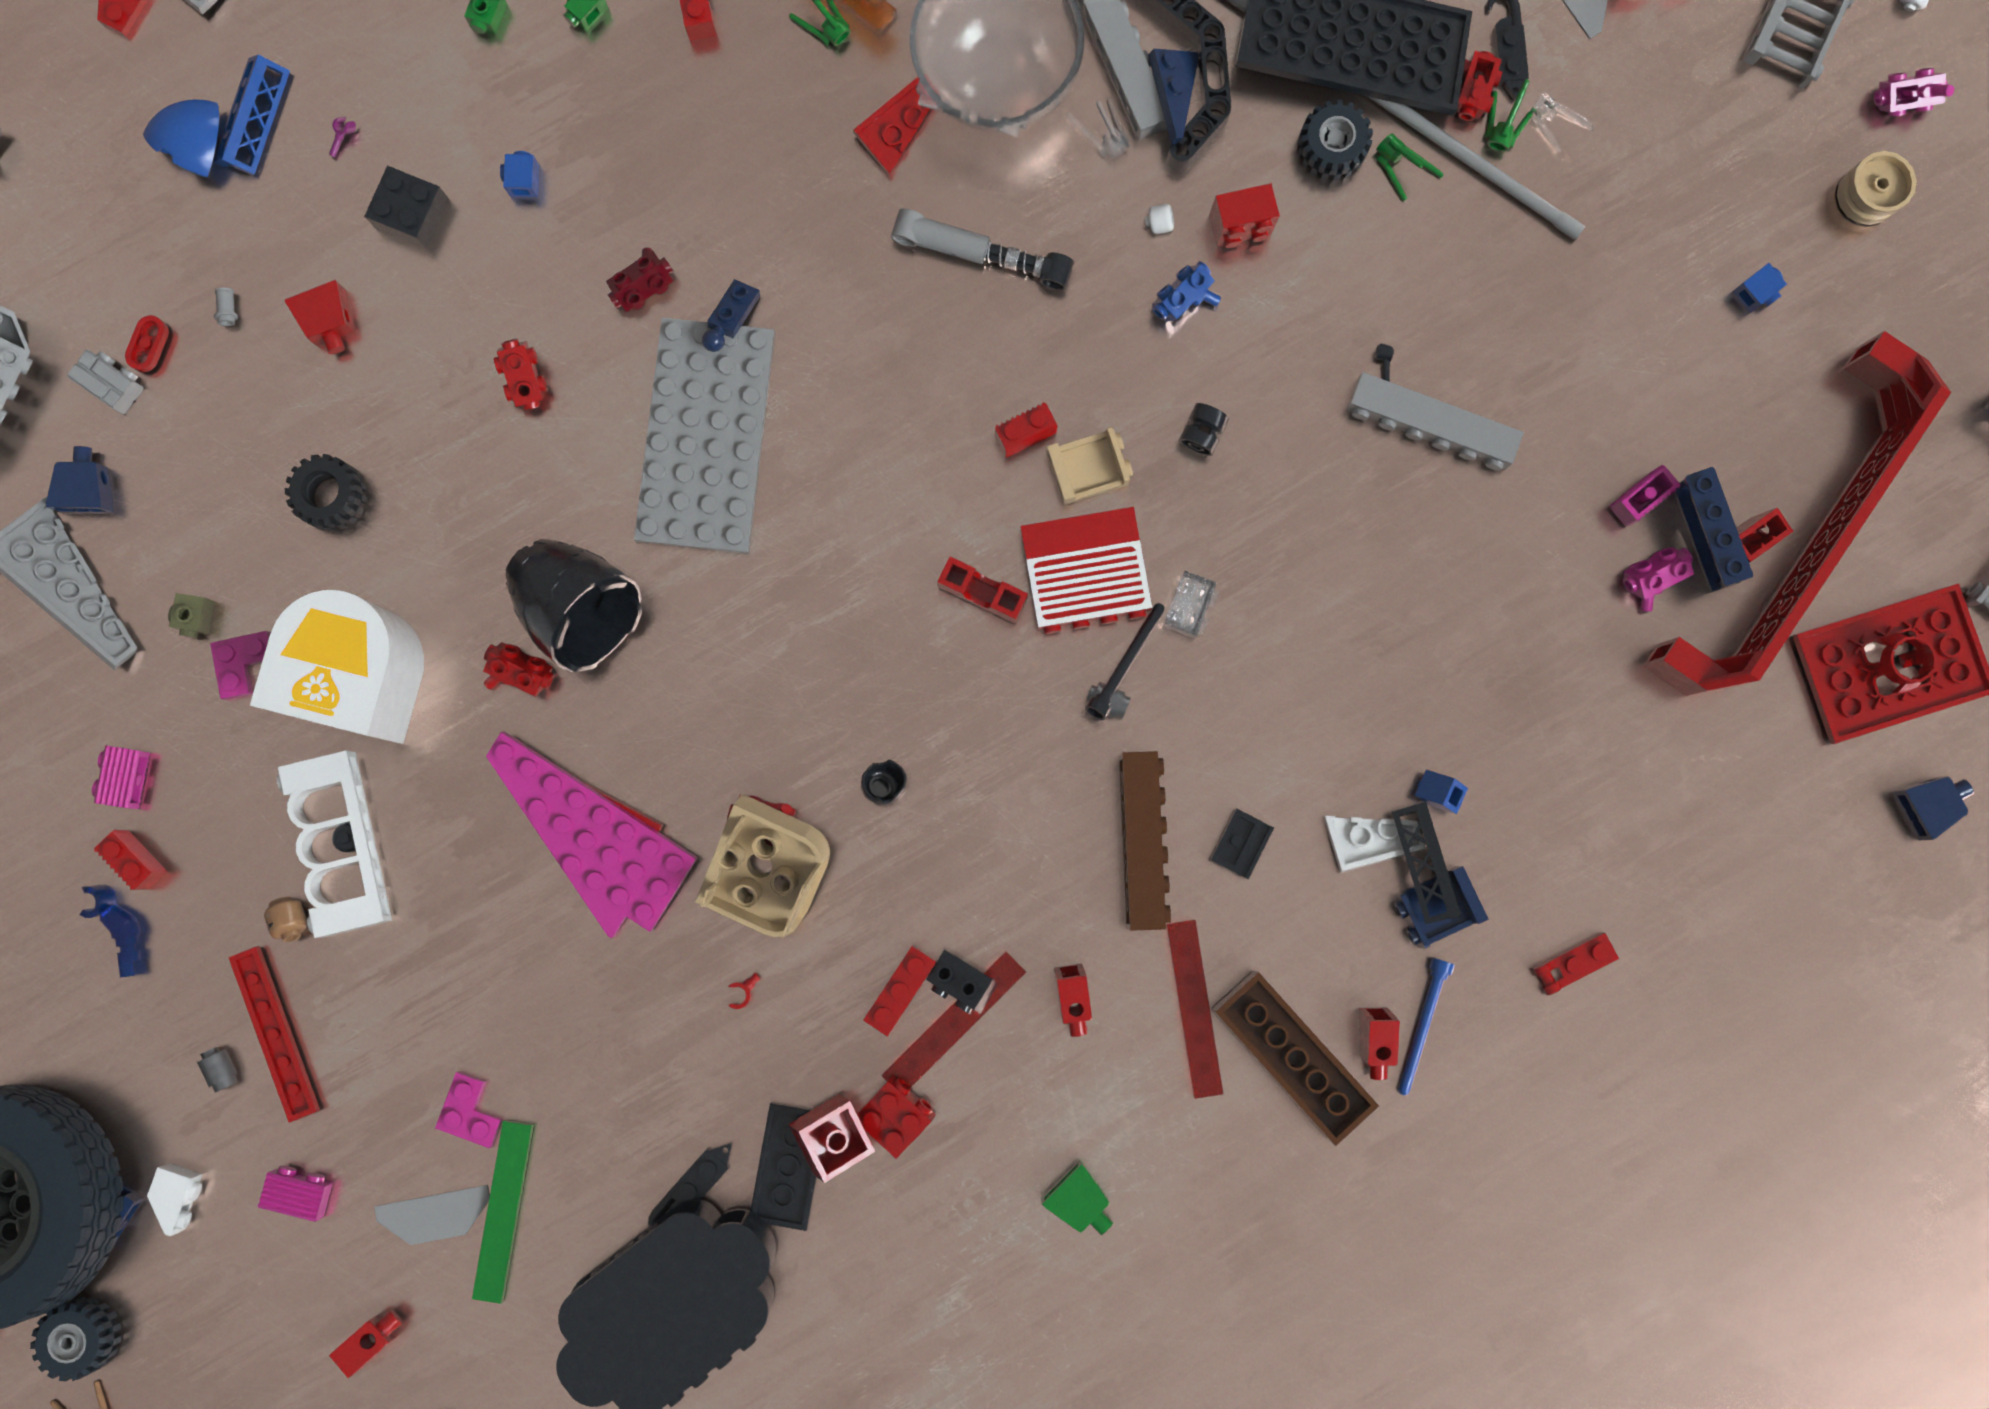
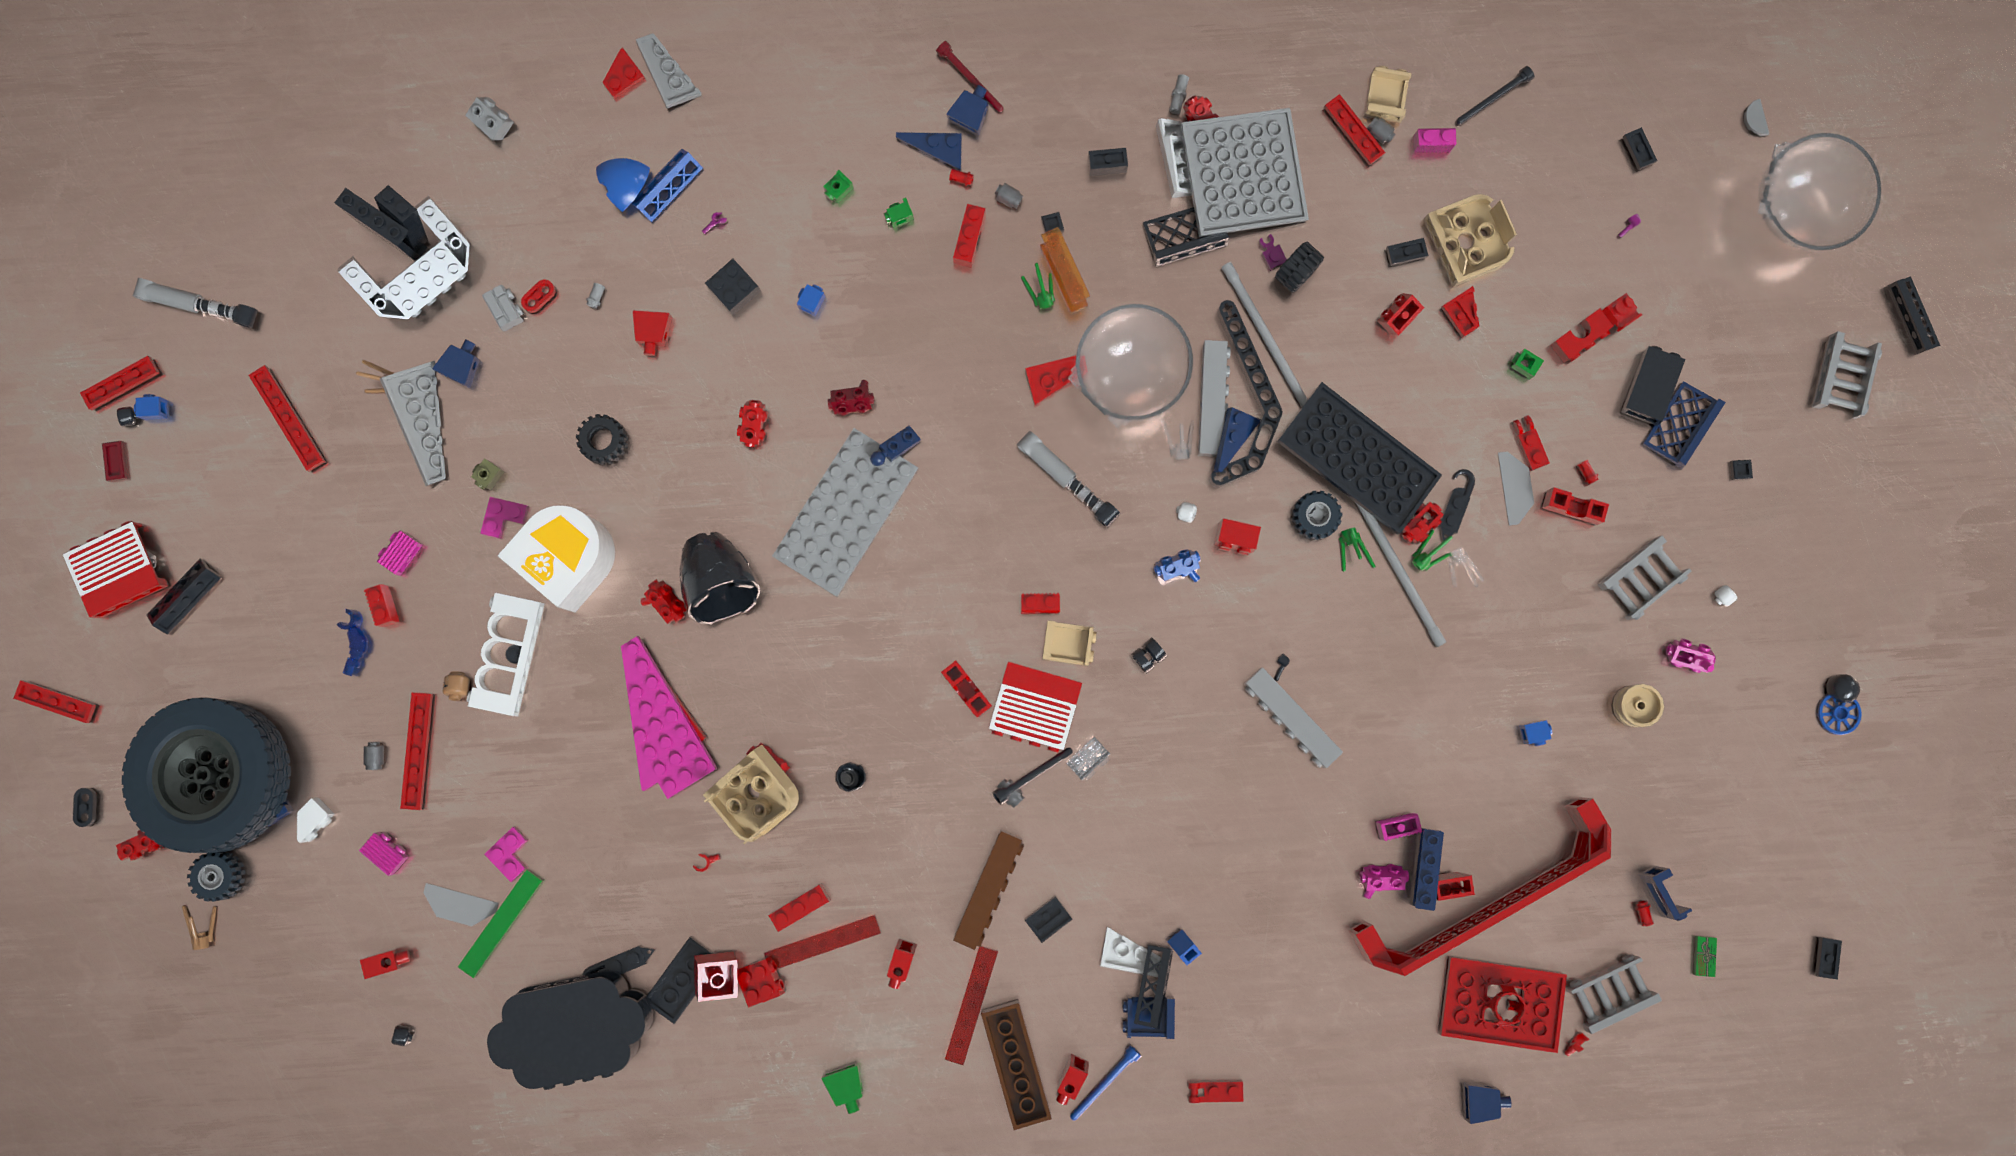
camera: 25 degrees right, 0 degrees up
(962, 982) = (838, 920): black brick -> none

